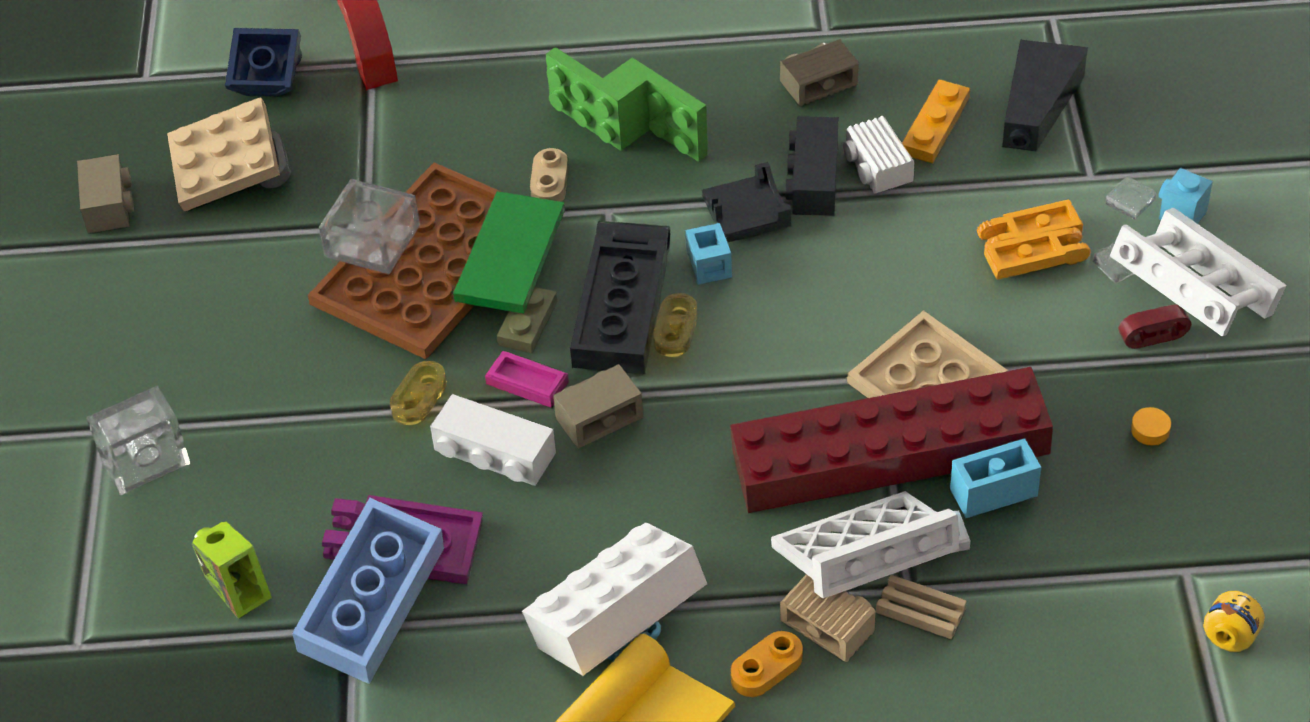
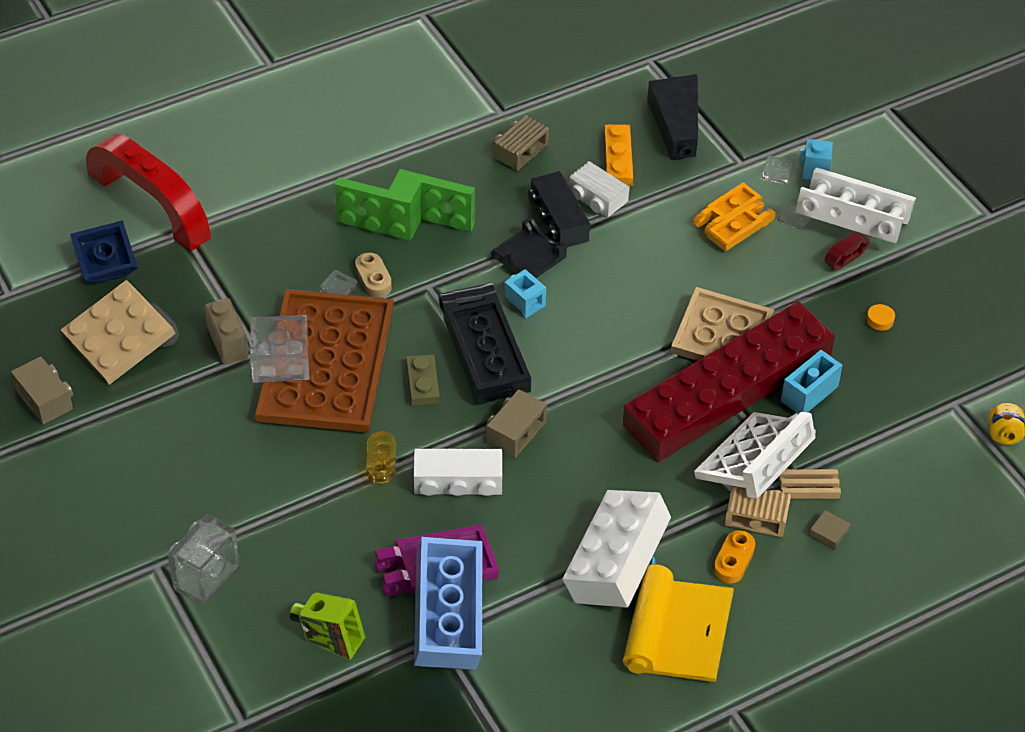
camera: 30 degrees left, 0 degrees up
(334, 173) = (226, 331): none -> dark tan brick
(502, 176) = (338, 284): none -> clear tile
(509, 252) = (387, 336): green tile -> none
(526, 378) = (449, 422): dark pink tile -> none
(675, 332) = (533, 349): clear yellow plate -> none
(910, 674) = (829, 529): none -> dark tan tile

